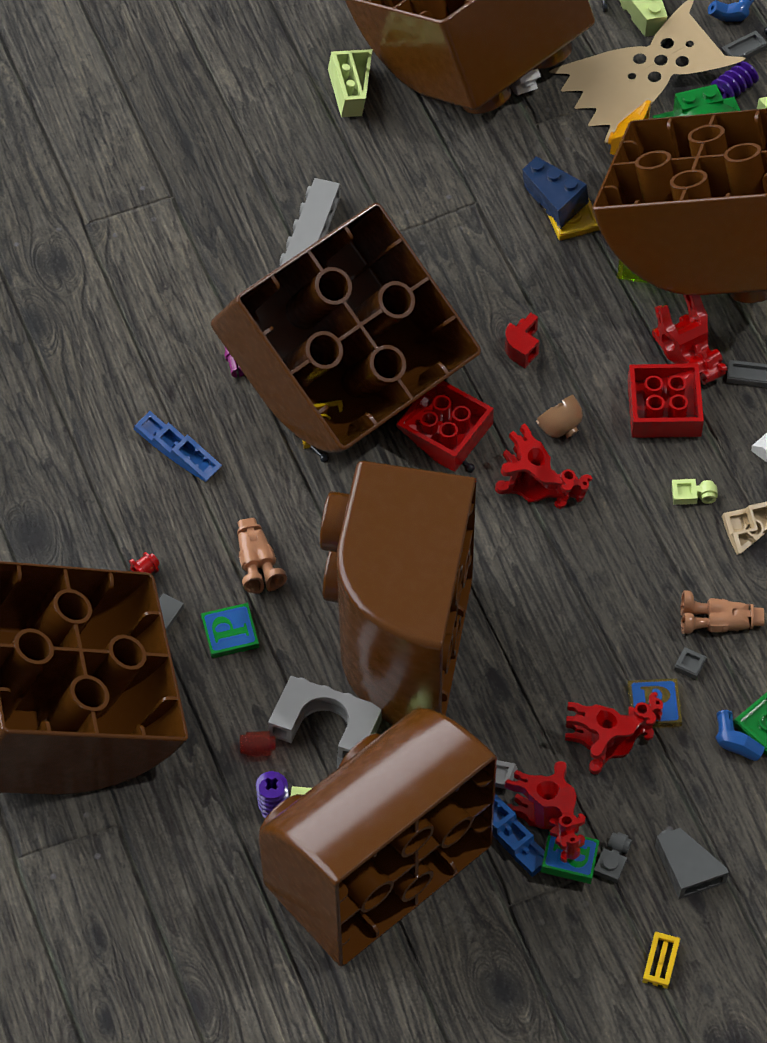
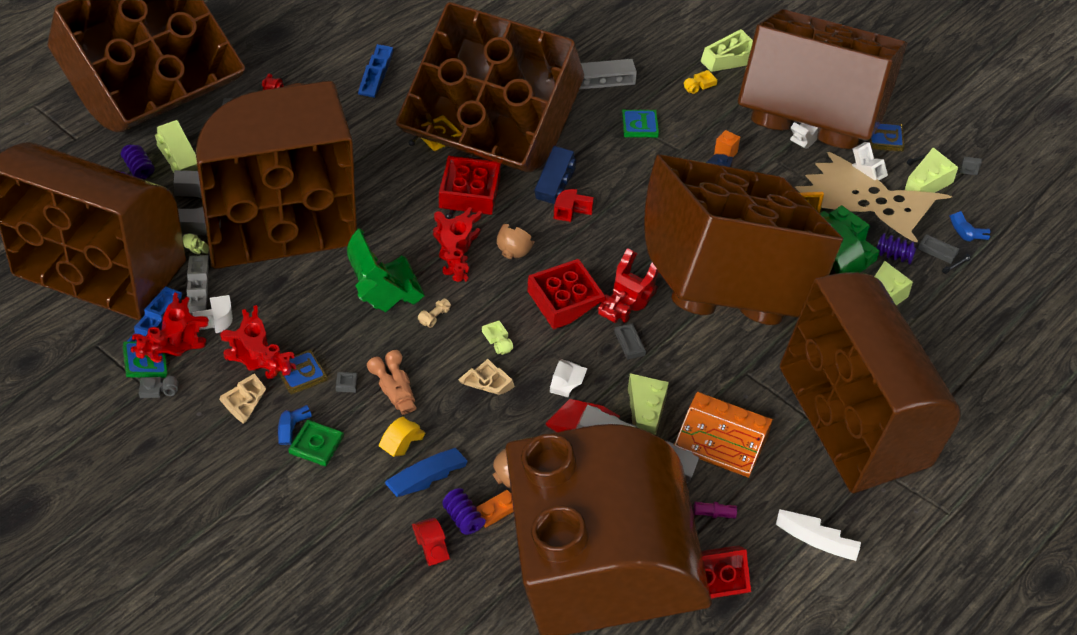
camera: 60 degrees right, 10 degrees down
(216, 762) = (137, 161): none -> dark purple piece
(221, 709) = (176, 147): none -> yellowish green wedge
(257, 743) = (163, 176): clear red brick -> none
(379, 132) = (704, 80): none -> yellow plate
(416, 219) = (640, 123): none -> tile
(492, 346) = (555, 174): none -> dark blue wedge
(502, 155) = (727, 144): none -> orange brick
(529, 753) = (219, 315): none -> white brick
(561, 563) = (382, 283): none -> green piece
(602, 44) = (867, 164): none -> white brick
(631, 548) = (429, 319): none -> tan bar
(656, 979) = (83, 440): yellow tile -> none
(671, 772) = (244, 397): none -> tan slope
(688, 863) = (167, 427): dark grey slope -> none

